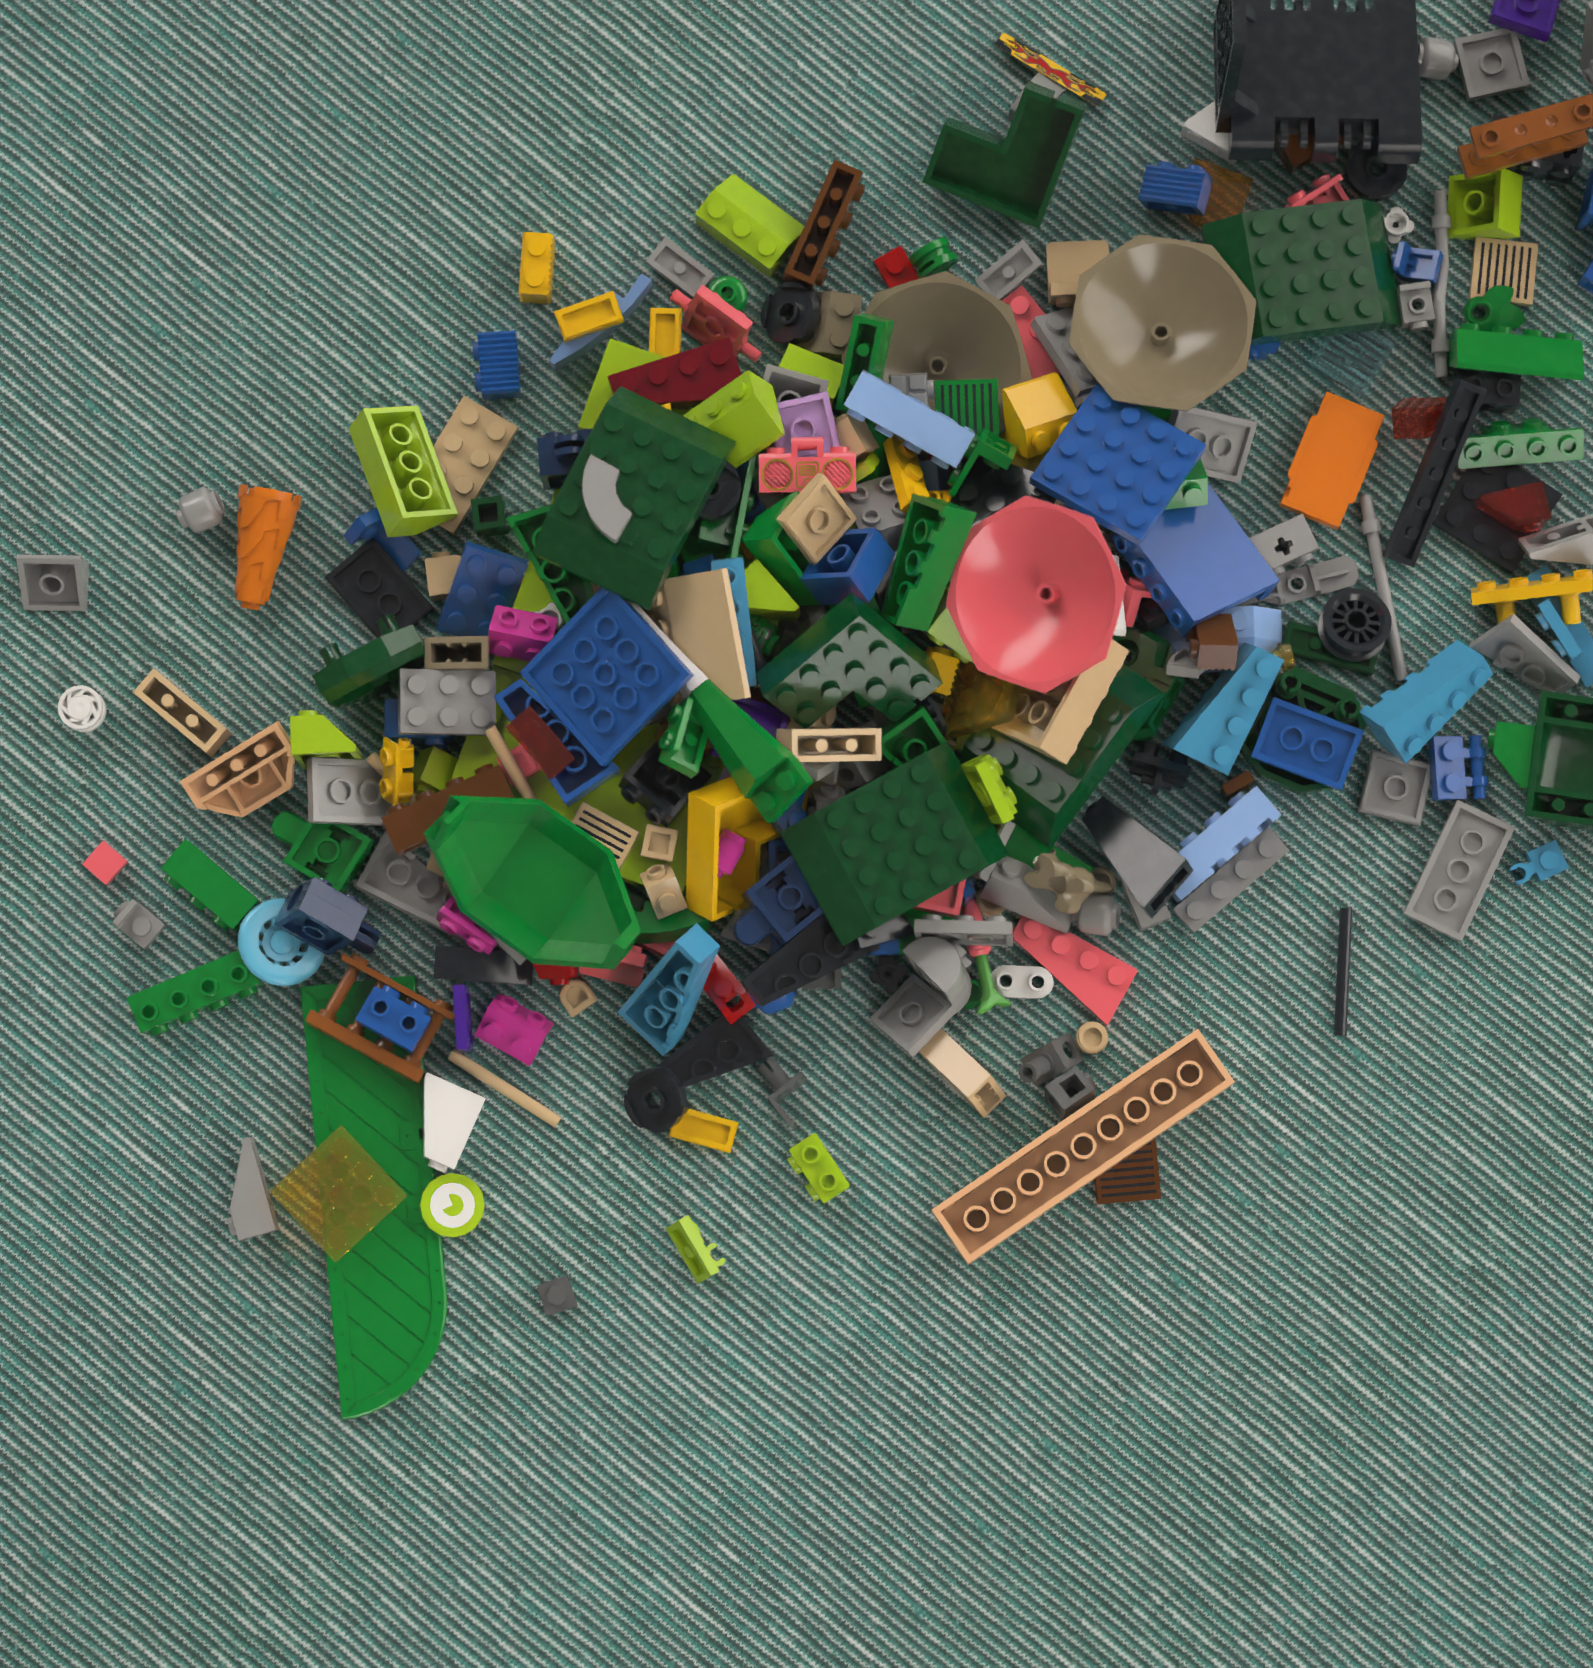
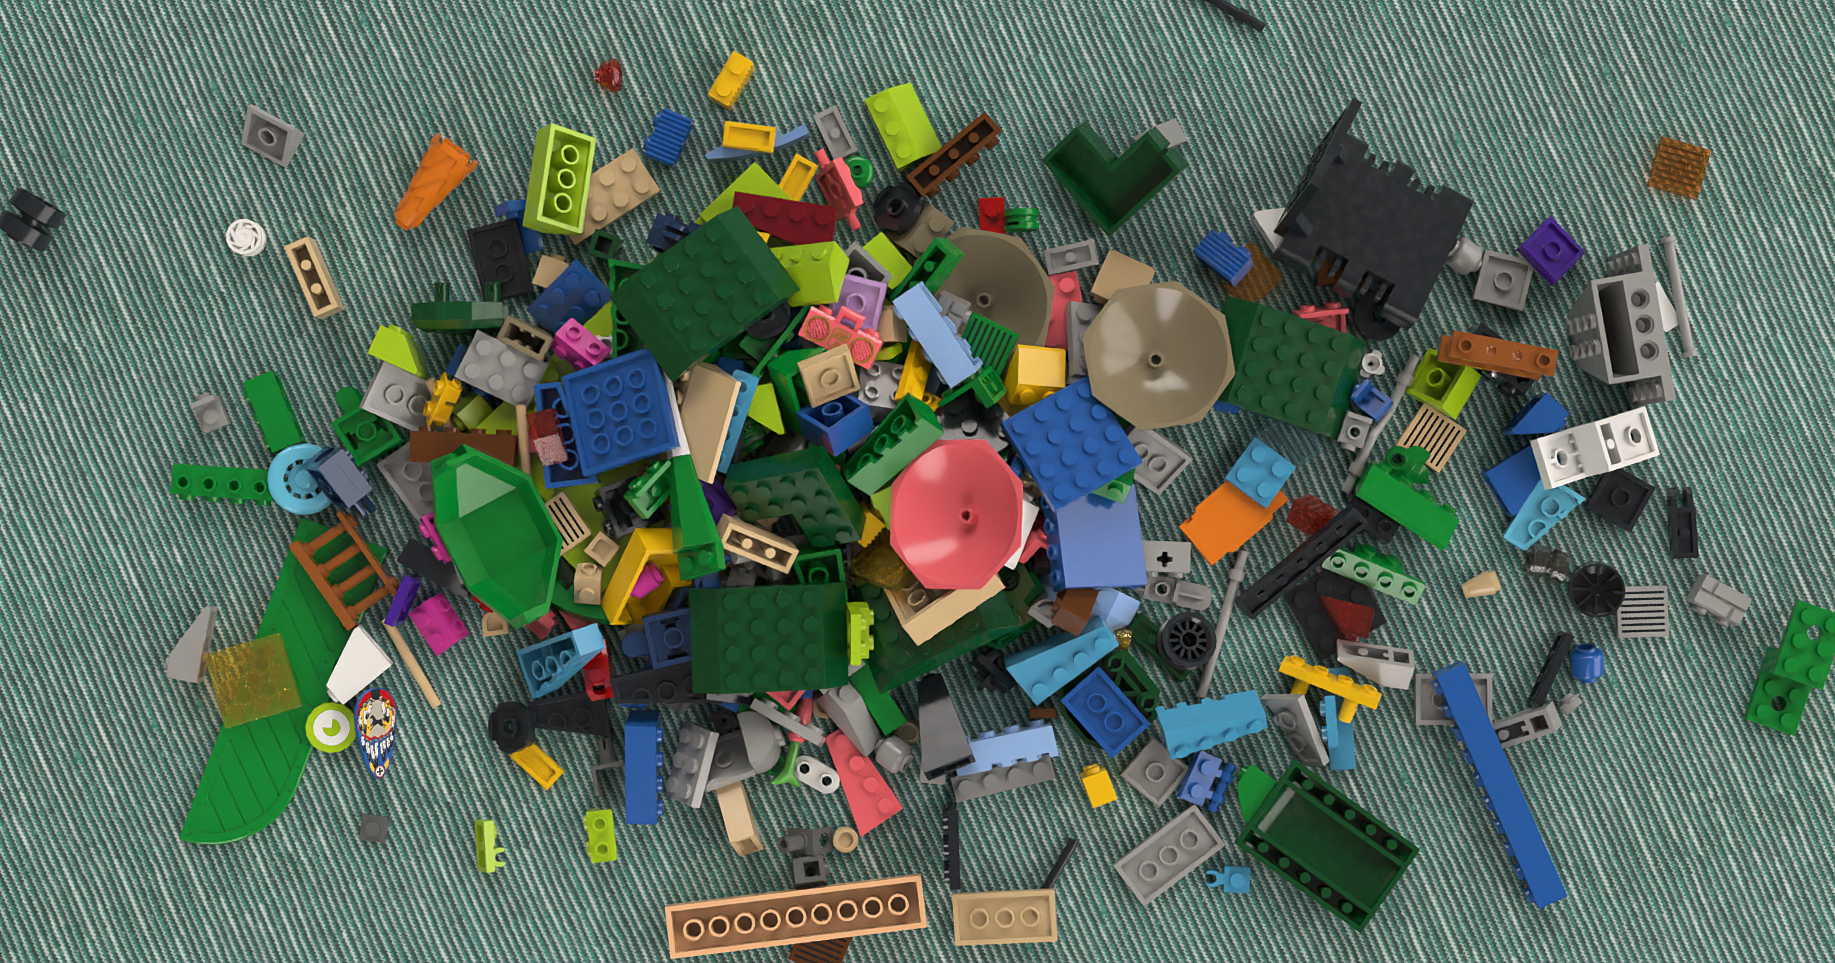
camera: 30 degrees right, 5 degrees up
(105, 863) = (209, 357): coral tile -> none
(200, 510) = (401, 136): light grey head -> none
(245, 775) = (334, 345): light nougat wedge -> none
(393, 1018) = (352, 577): blue brick -> none
(398, 329) = (609, 75): none -> clear red cone
(504, 1180) = (375, 729): none -> shield
(601, 498) = (674, 286): light grey tile -> none
(826, 1070) = (643, 766): none -> blue wedge
(878, 1037) = (691, 764): none -> light grey plate
(1050, 69) = (1179, 121): sticker -> none
(1068, 883) = (881, 725): dark tan animal -> none
(1215, 976) = (951, 845): none -> black plate
(1314, 1031) = (1005, 917): none -> tan plate
(1337, 400) = (1259, 472): none -> dark azure plate
(1340, 830) = (1097, 785): none -> yellow brick

